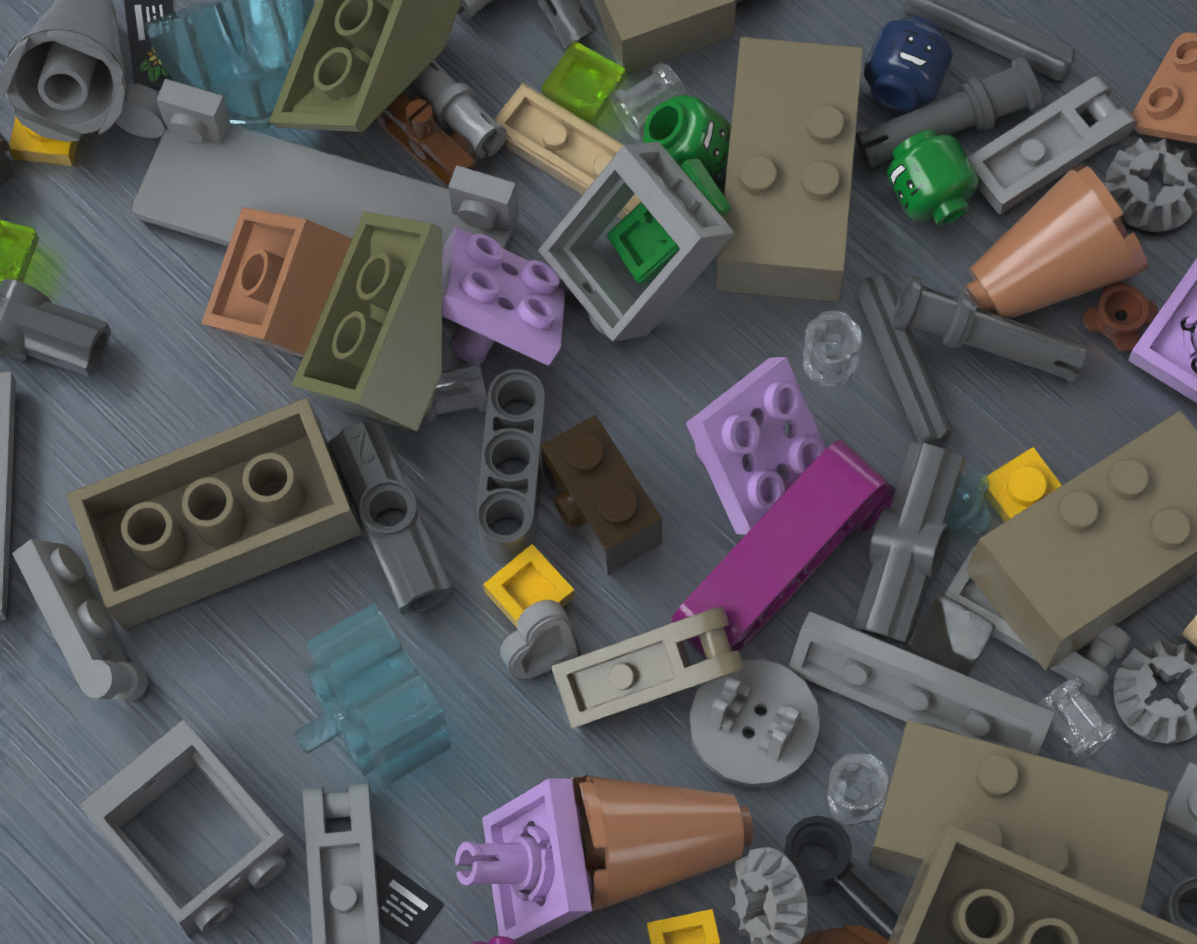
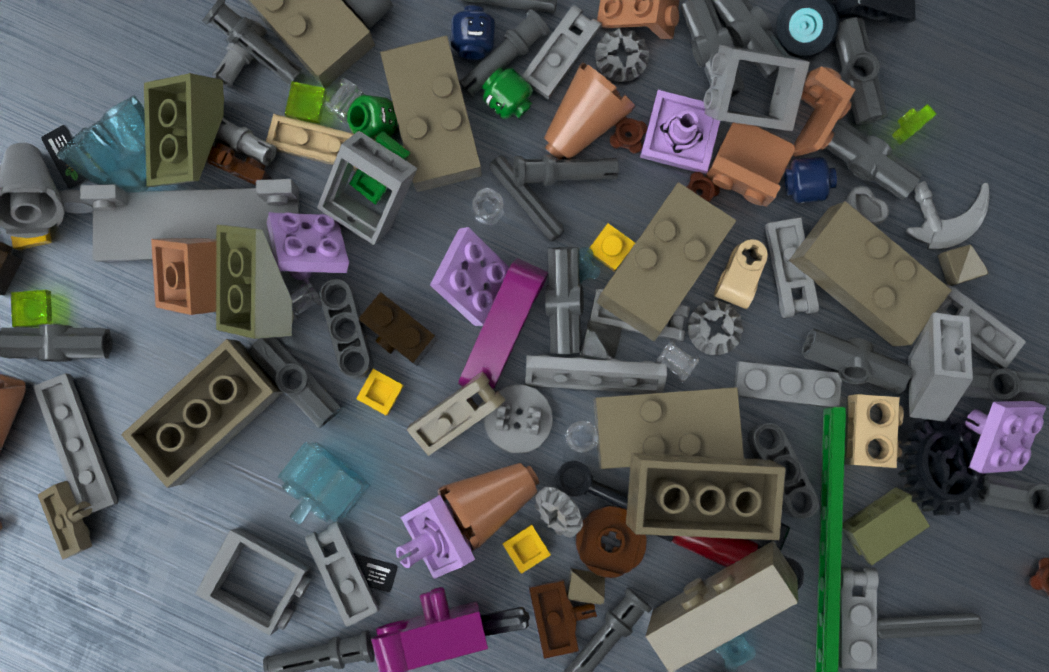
camera: 25 degrees left, 15 degrees up
(79, 622) = (161, 502): light grey plate -> none
(541, 641) = (396, 418): light grey tile -> none

